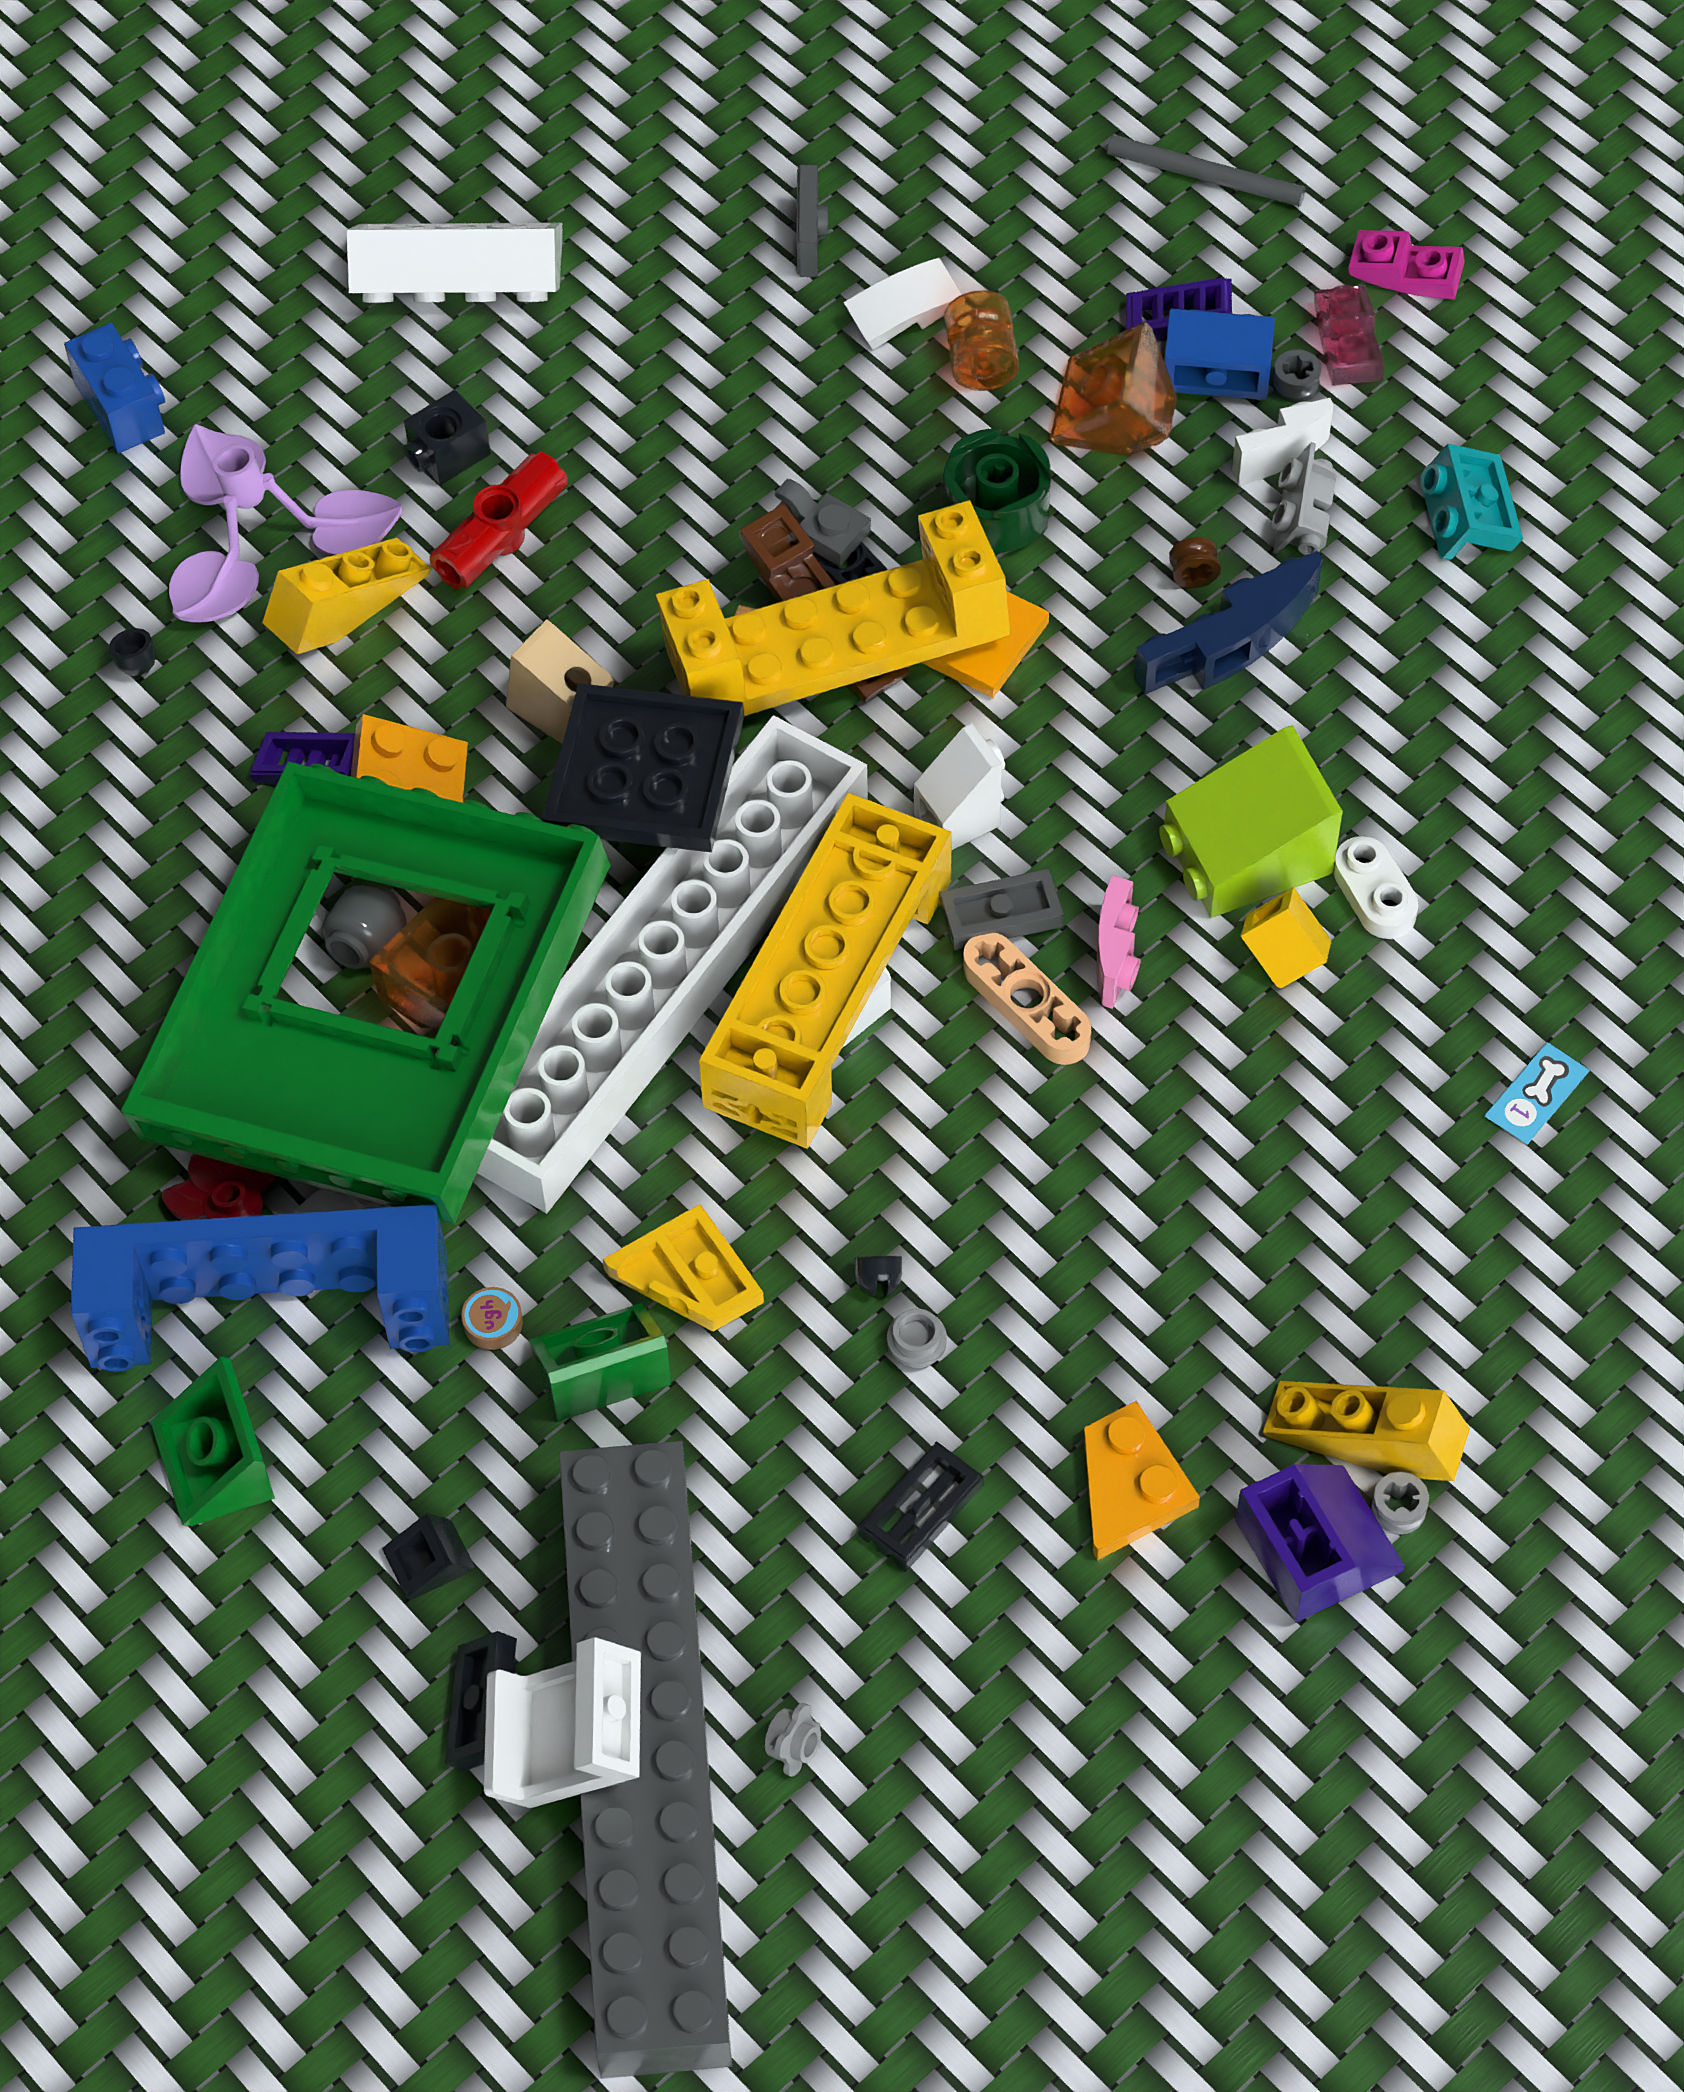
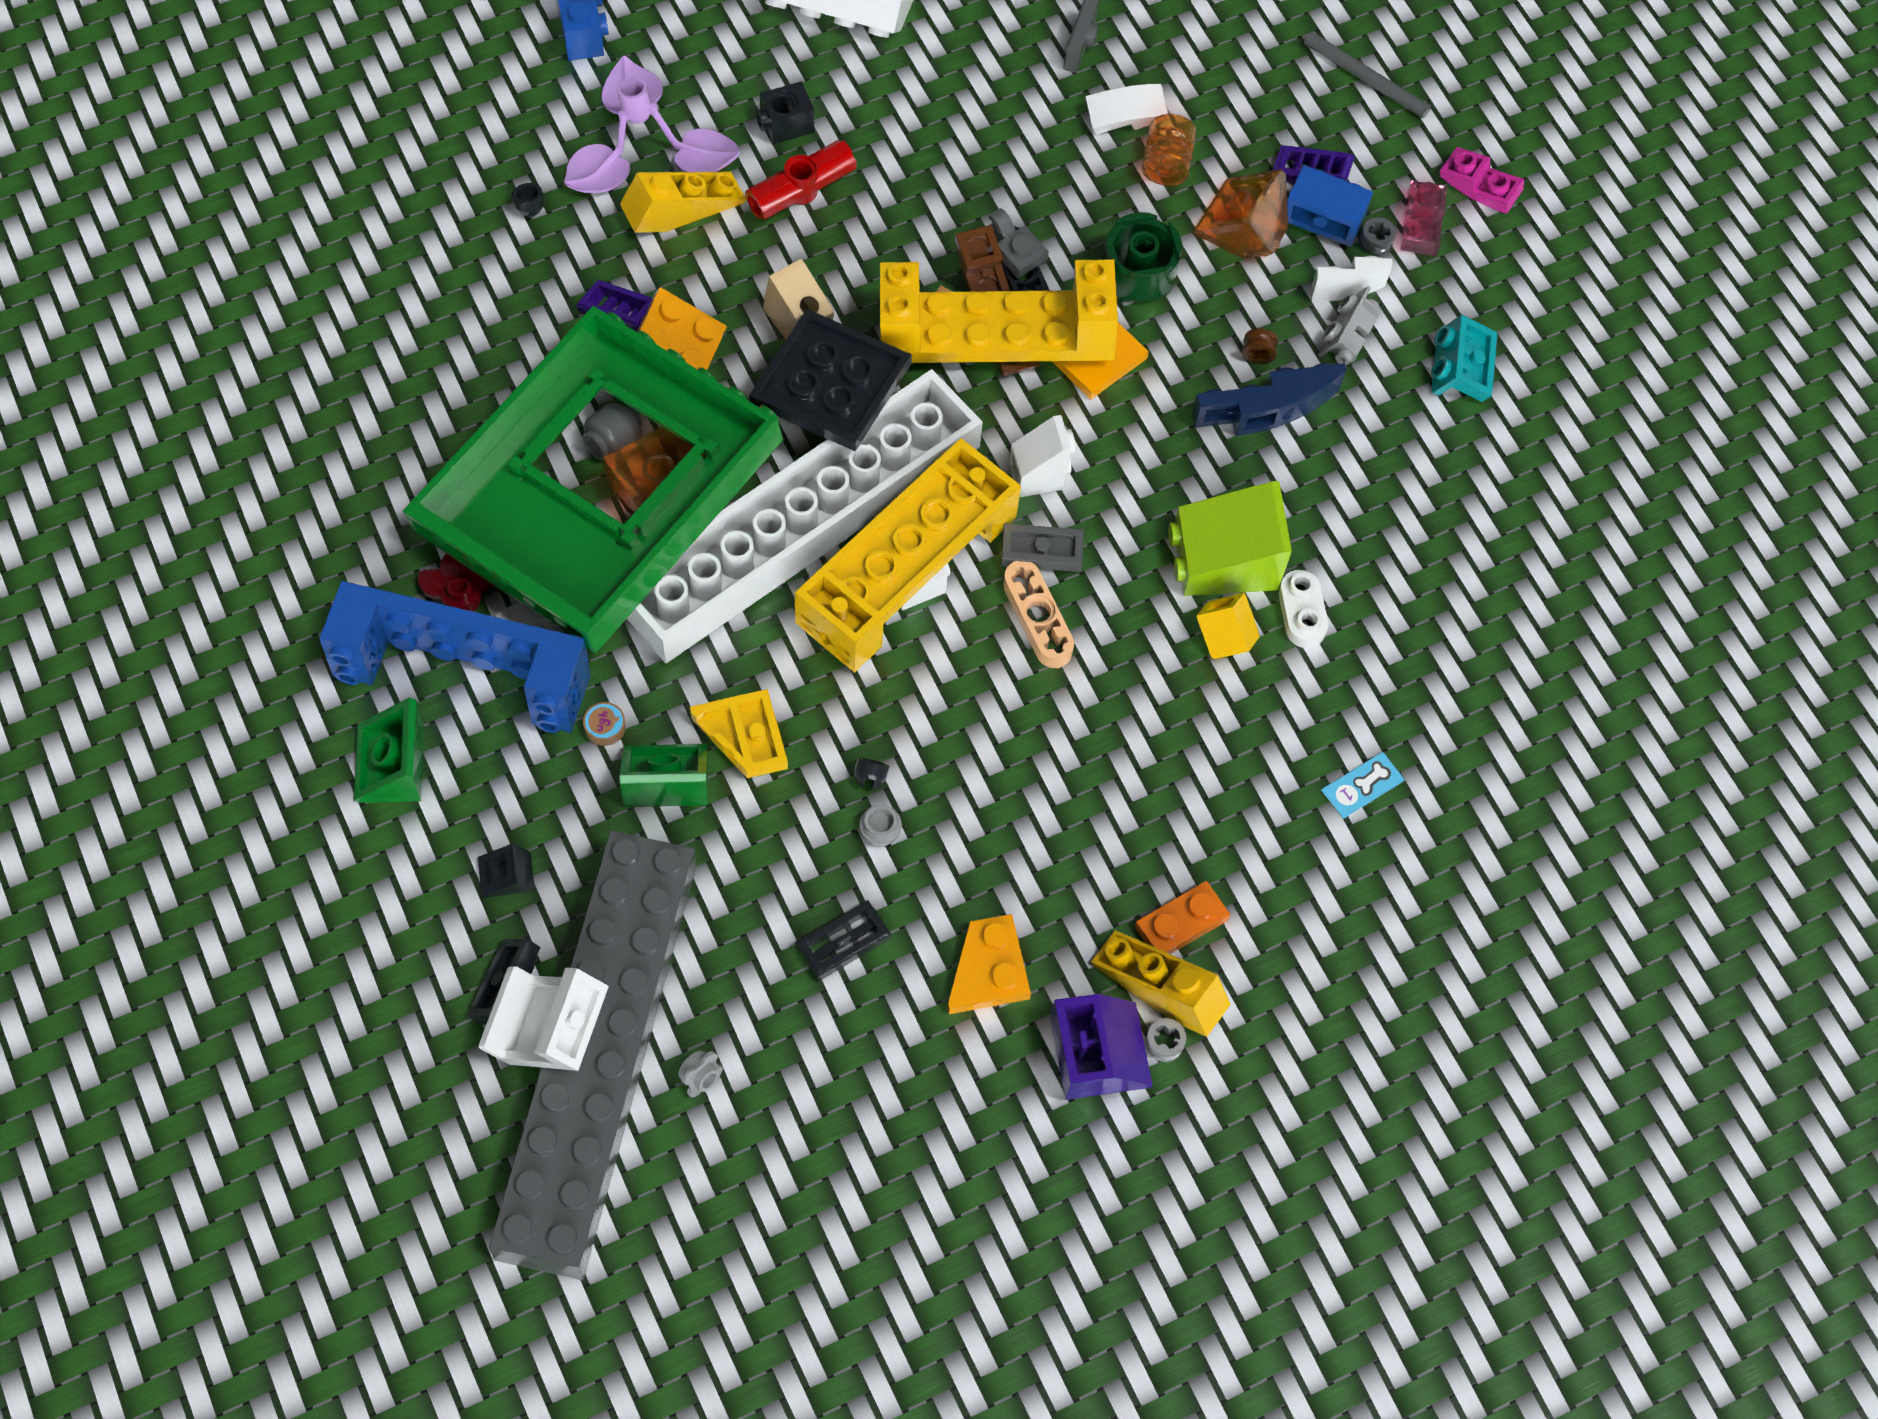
camera: 10 degrees right, 5 degrees up
(1115, 947) = (1110, 593): bright pink slope -> none
(1366, 1338) = (1183, 919): none -> orange plate

